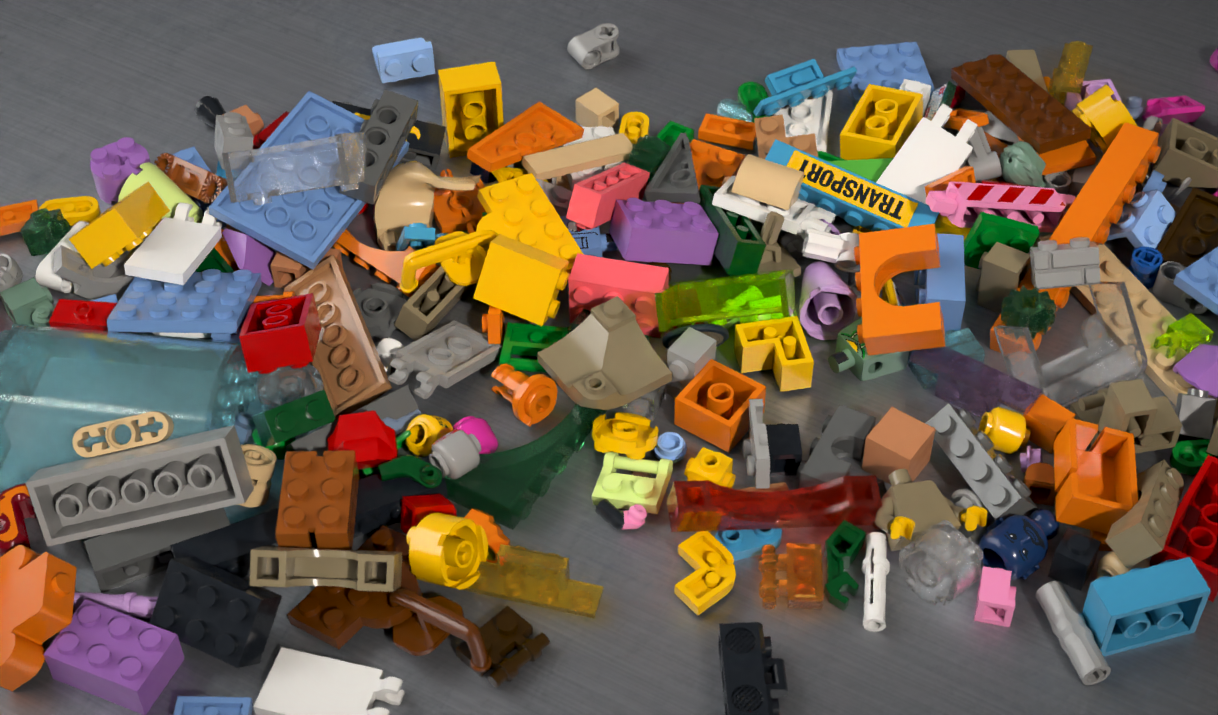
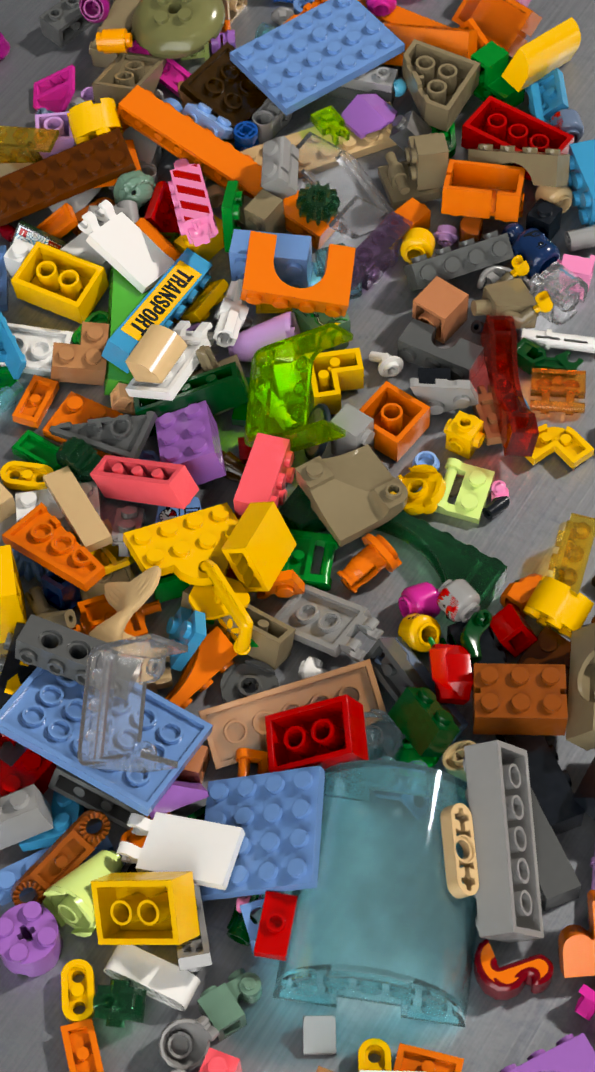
camera: 85 degrees left, 10 degrees up
(455, 157) = (42, 609): none -> dark tan arm
(813, 406) = (389, 365): none -> white plate

